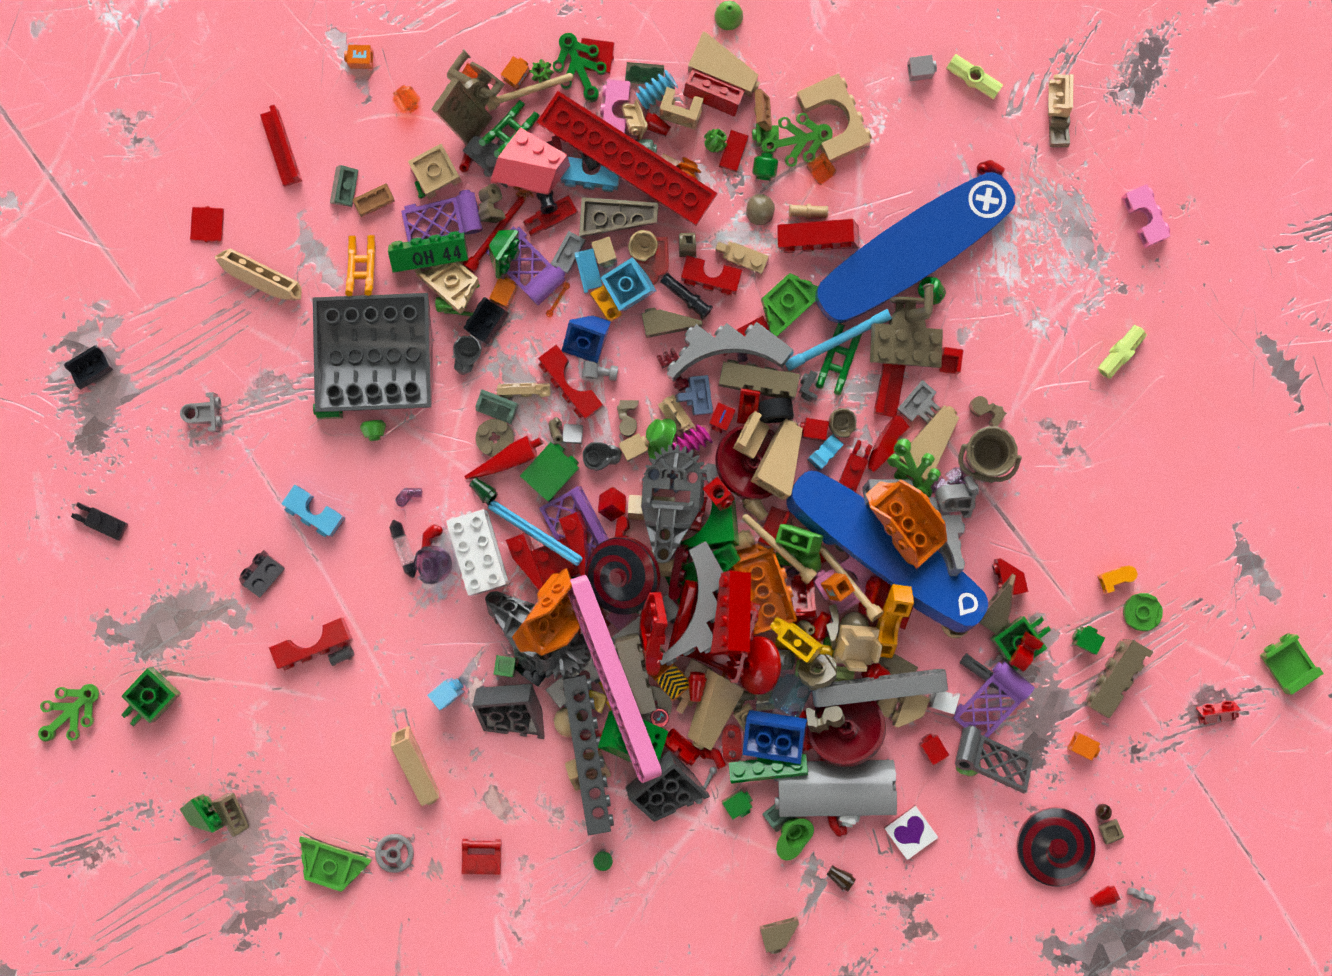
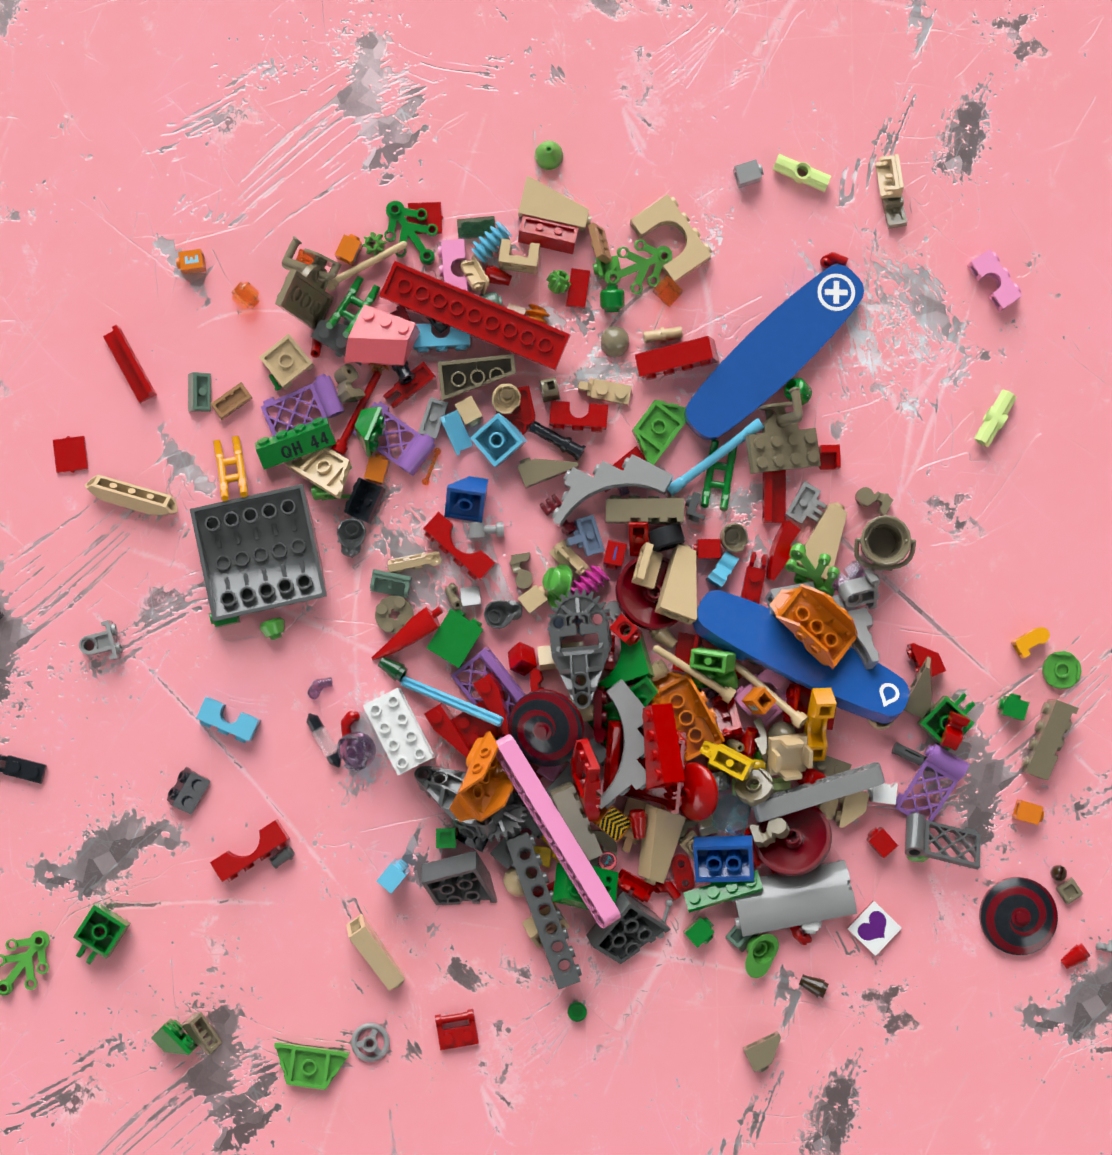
camera: 15 degrees left, 0 degrees up
(606, 303) = (480, 462): light orange leg -> none

